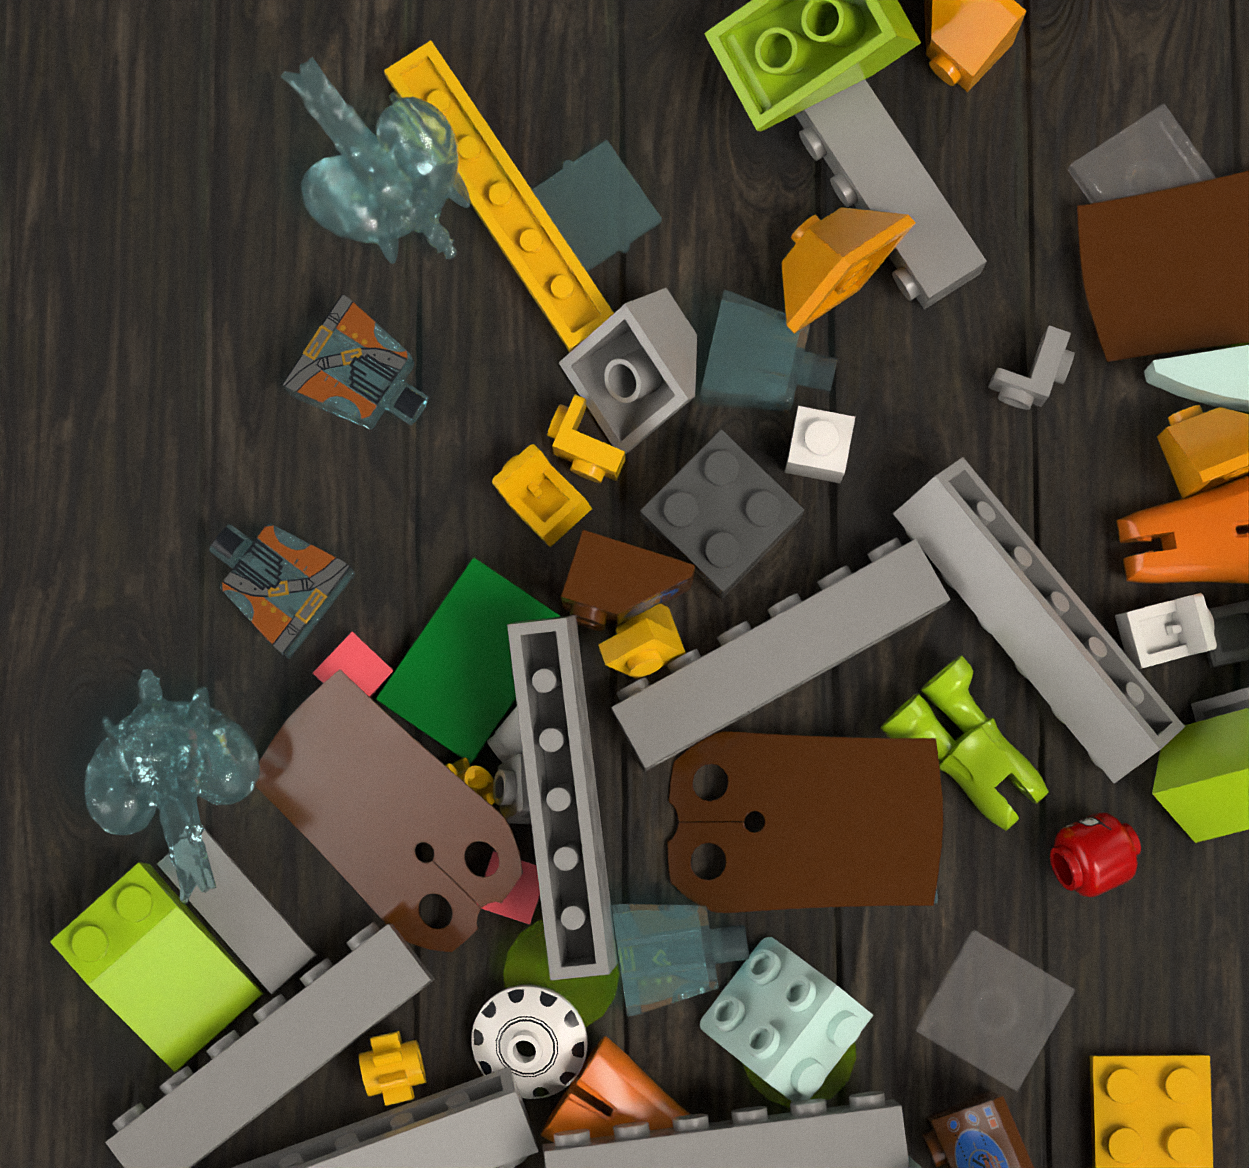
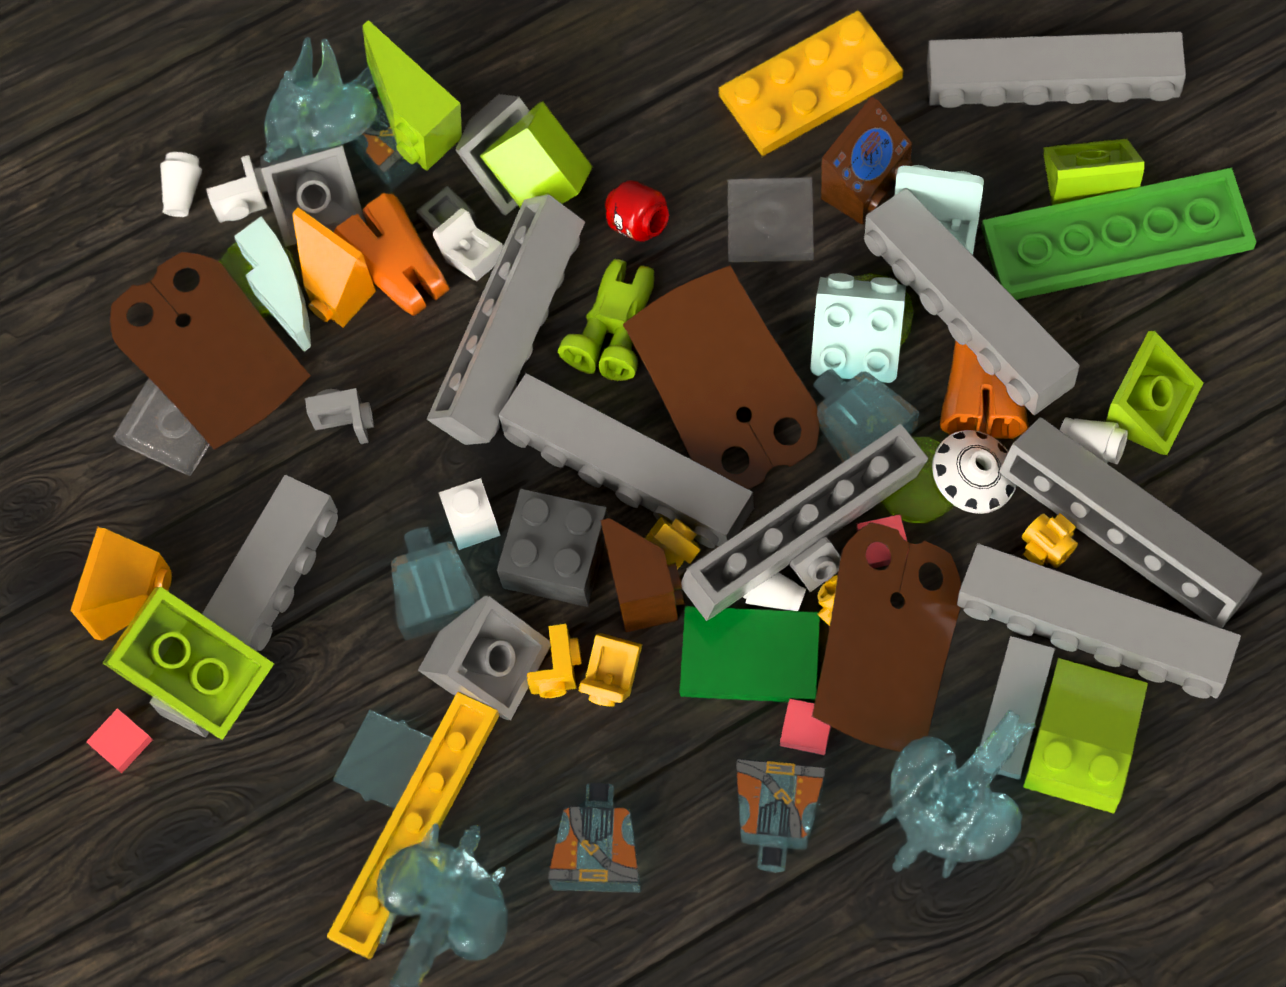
camera: 115 degrees left, 15 degrees down
(836, 259) = (336, 563): light orange slope -> none

